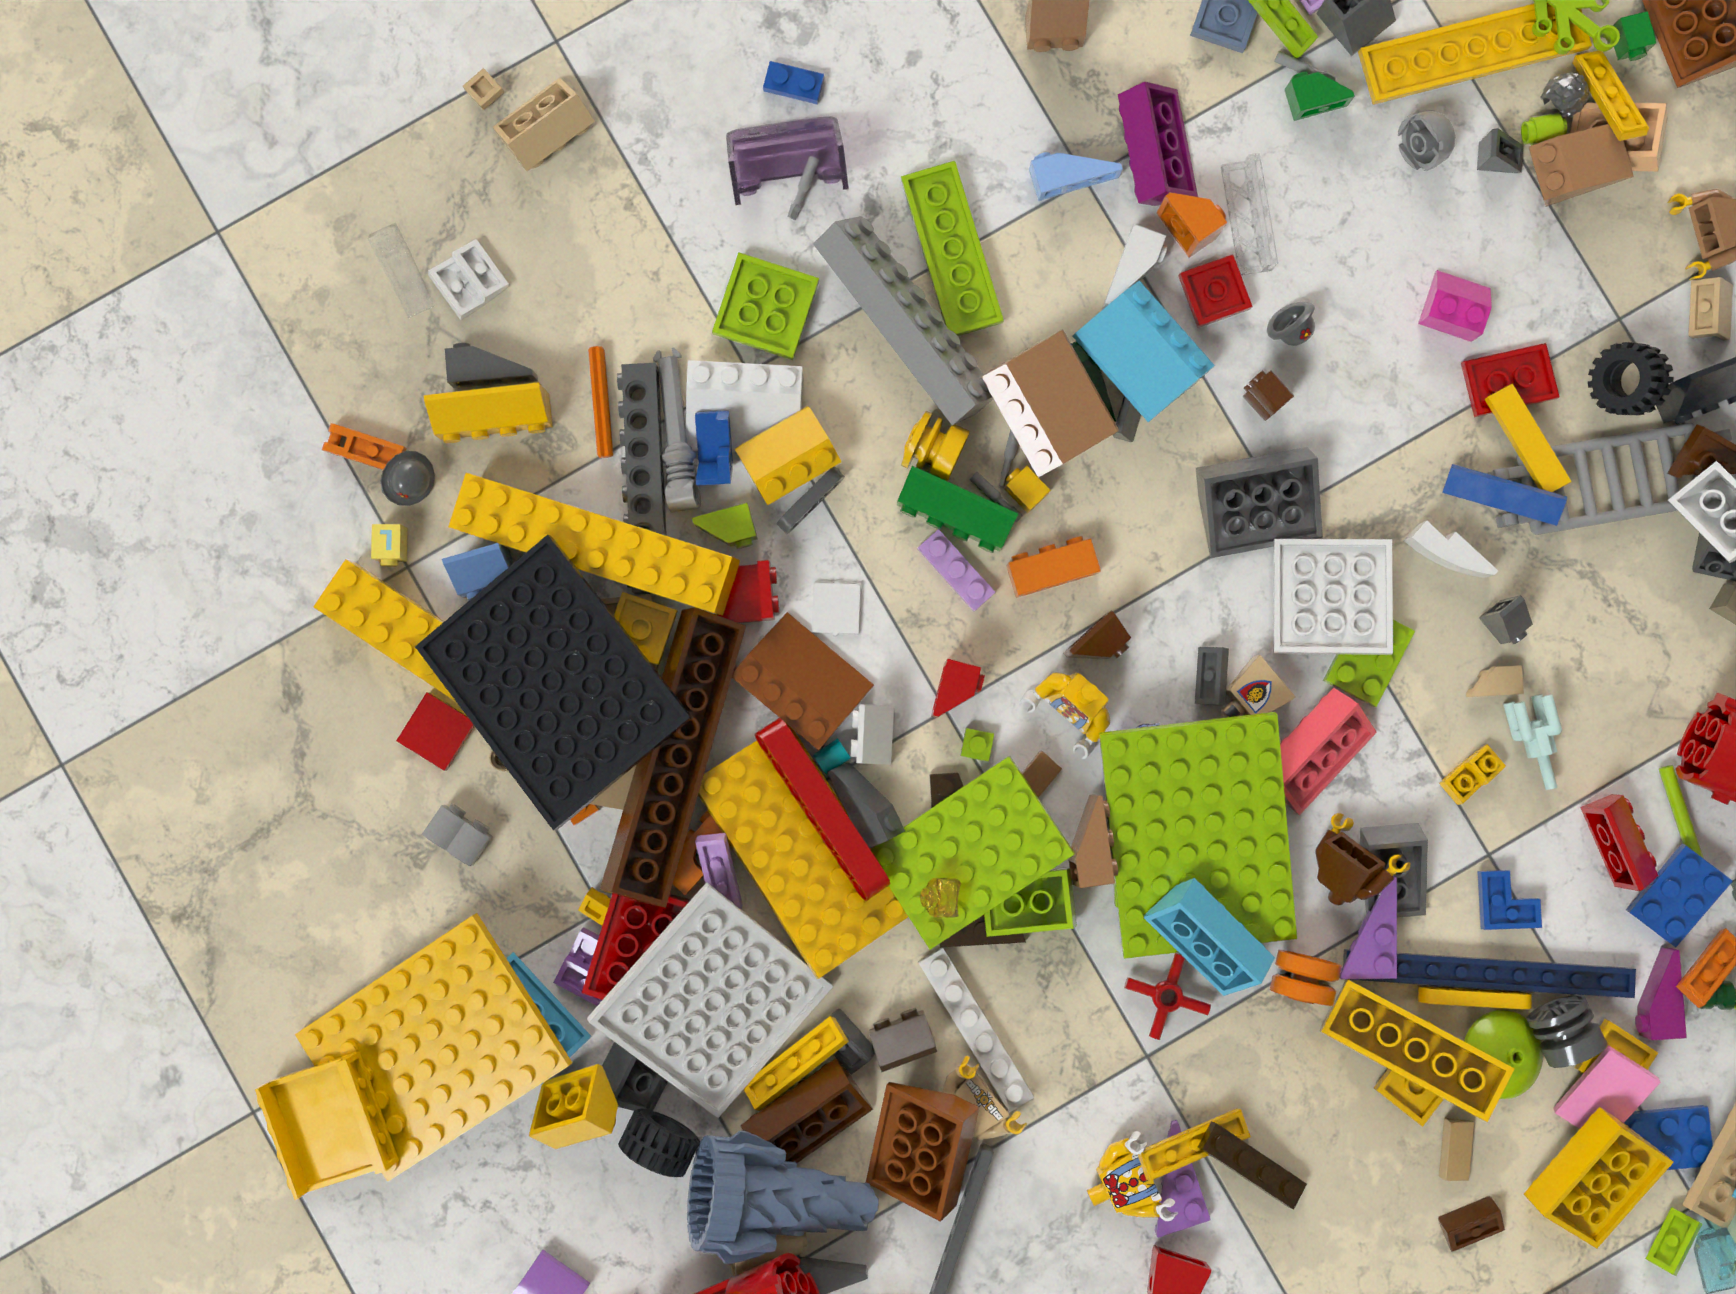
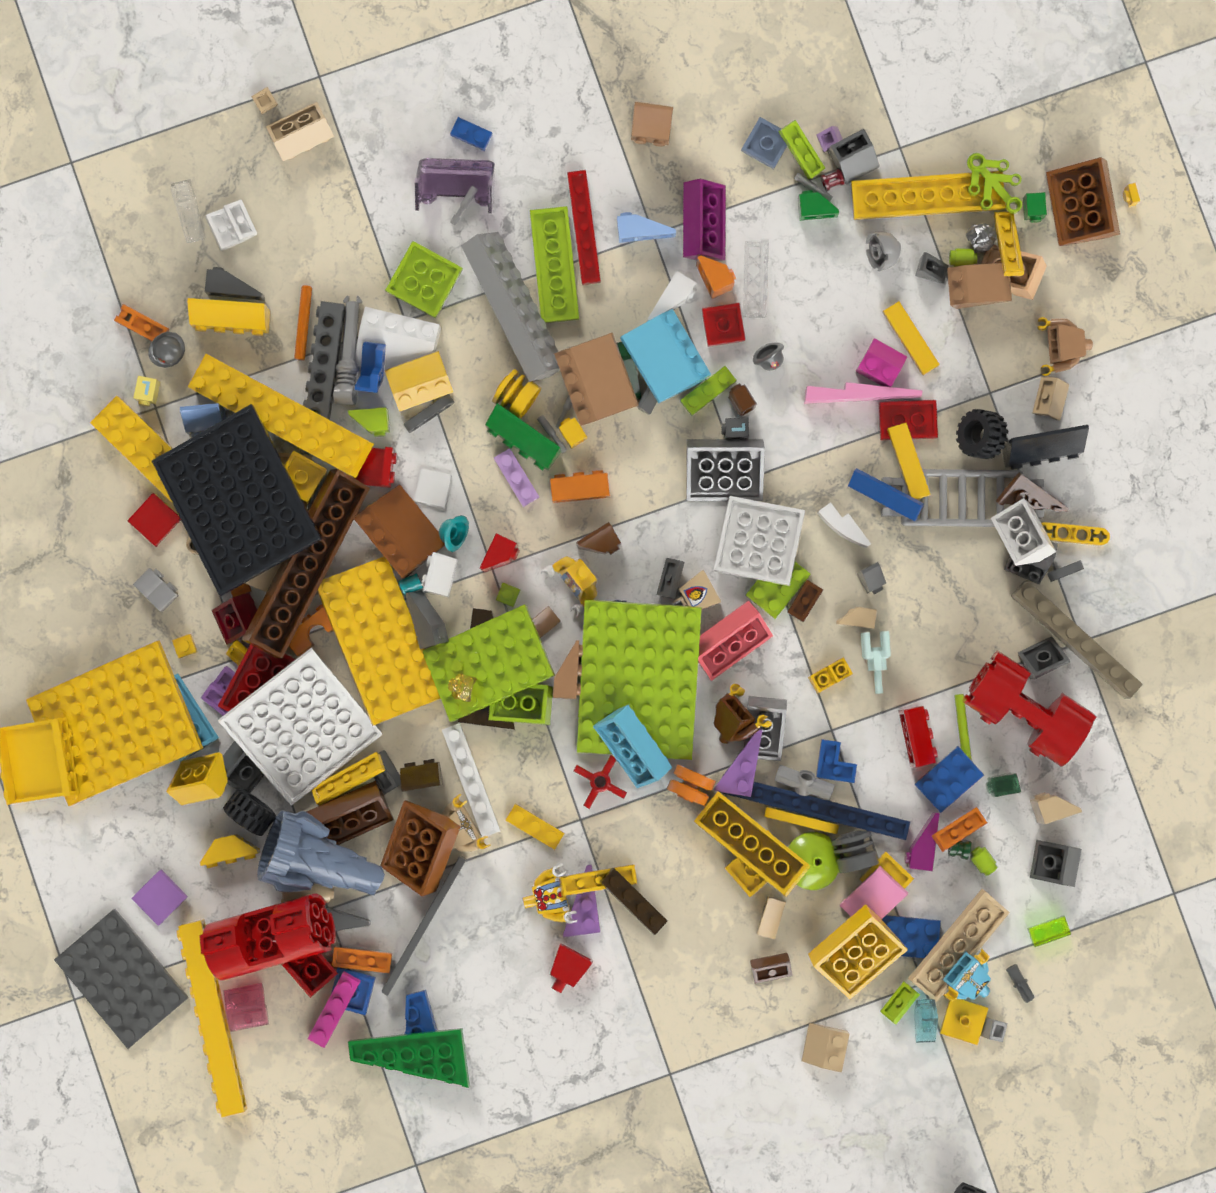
camera: 10 degrees right, 0 degrees up
(515, 909) = (184, 646): none -> yellow plate
(583, 853) = (235, 616): none -> dark red slope
(638, 1202) = (228, 850): none -> yellow slope
(718, 866) = (322, 640): lavender plate -> none
(822, 809) = (396, 616): red beam -> none
(881, 668) = (454, 532): none -> teal hat
(984, 187) = (584, 227): none -> red plate
(1083, 1080) = (535, 826): none -> yellow plate
(1211, 391) = (708, 390): none -> lime plate
(1264, 438) = (735, 428): none -> dark grey brick
(1325, 59) = (837, 175): none -> dark red bush
(1414, 672) = (805, 601): none -> reddish brown plate
(1430, 353) = (857, 392): none -> bright pink slope
(1469, 941) = (804, 782): none -> light grey piece
(1490, 260) = (911, 338): none -> yellow tile

